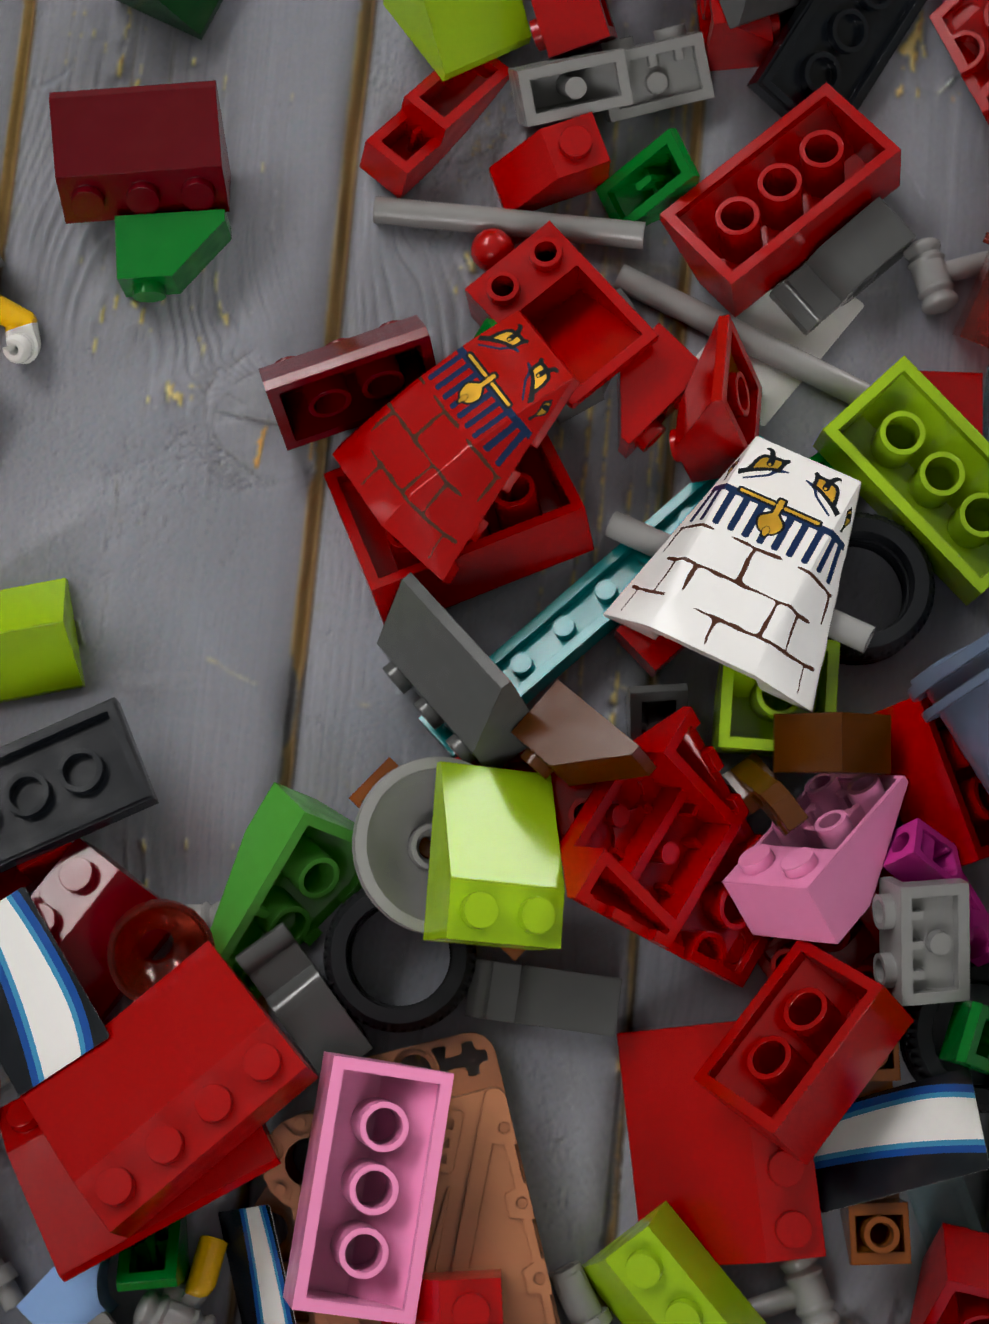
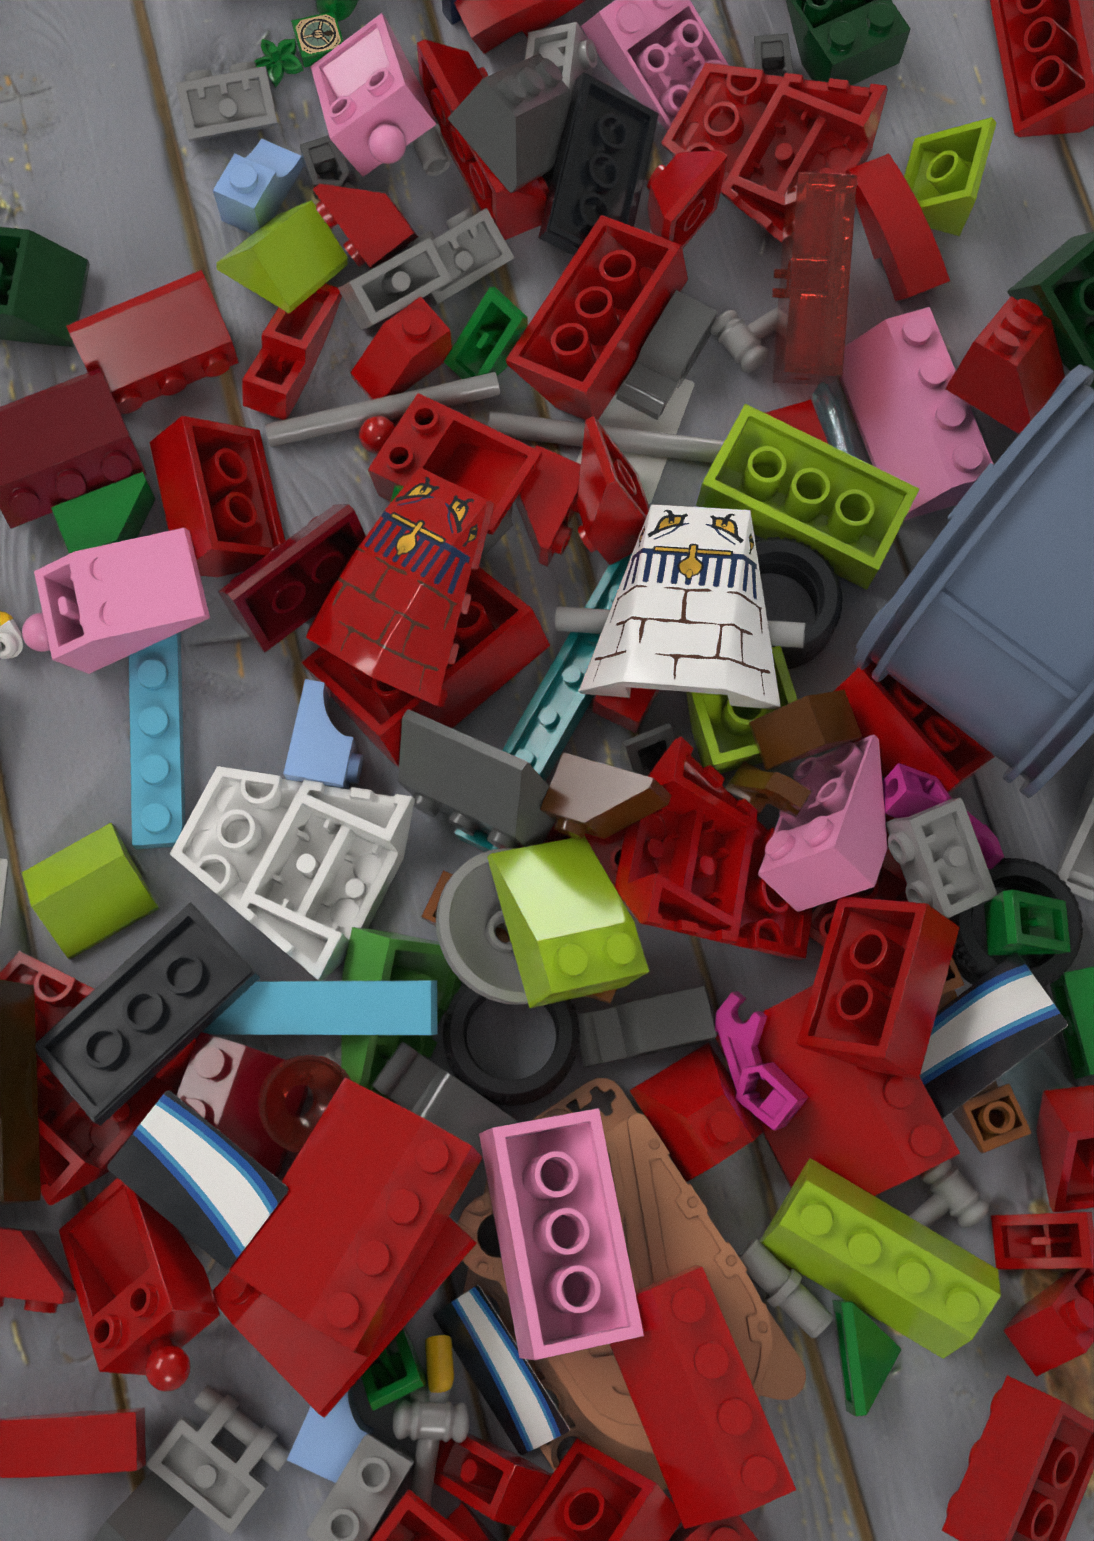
camera: 25 degrees left, 5 degrees down
(150, 341) = (116, 600): none -> bright pink slope
(155, 465) = (156, 744): none -> medium azure plate
(222, 864) = (332, 1009): none -> medium azure tile
(243, 686) = (296, 857): none -> white wedge
(287, 68) = (156, 342): none -> red slope
(295, 261) = (220, 491): none -> red slope
(304, 577) = (317, 747): none -> light blue arch
(567, 1108) = (696, 1112): none -> red slope
(635, 1079) = (745, 1064): none -> dark pink piece
(929, 89) = (685, 194): none -> red slope

